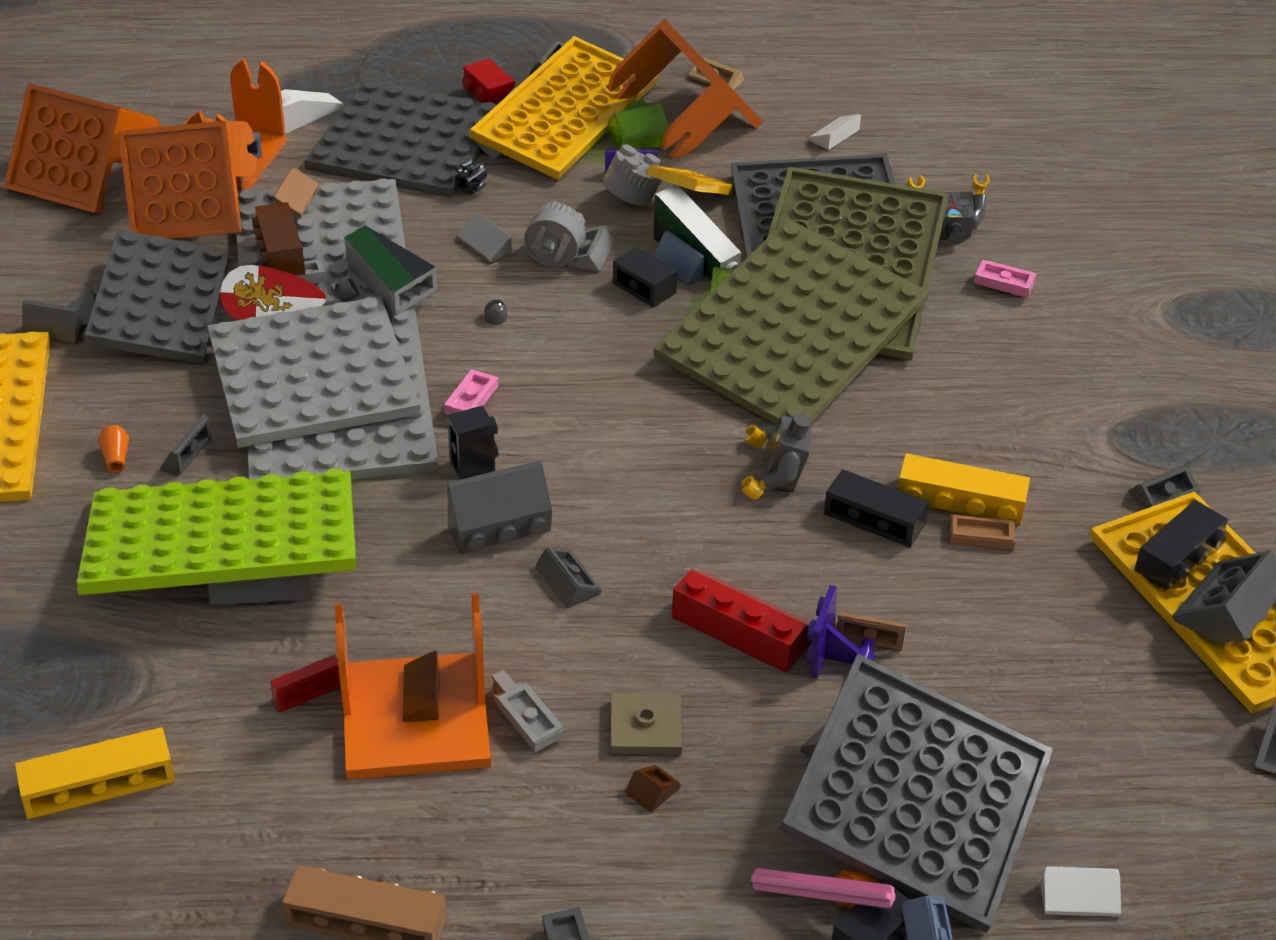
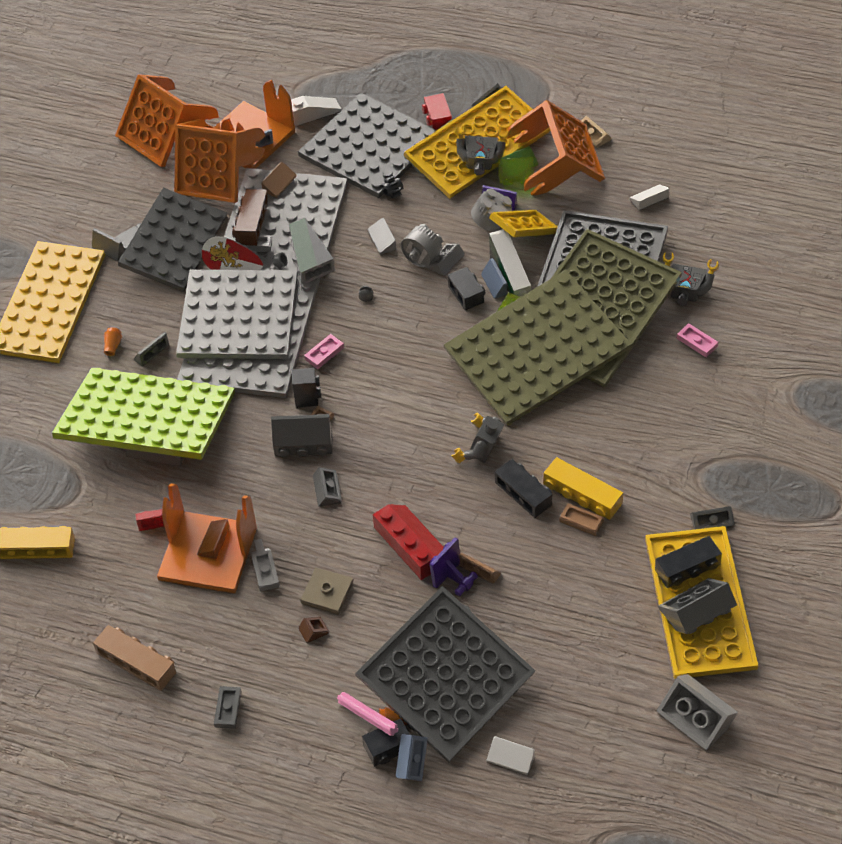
camera: 25 degrees right, 10 degrees up
(579, 111) = (479, 151): none -> dark grey torso

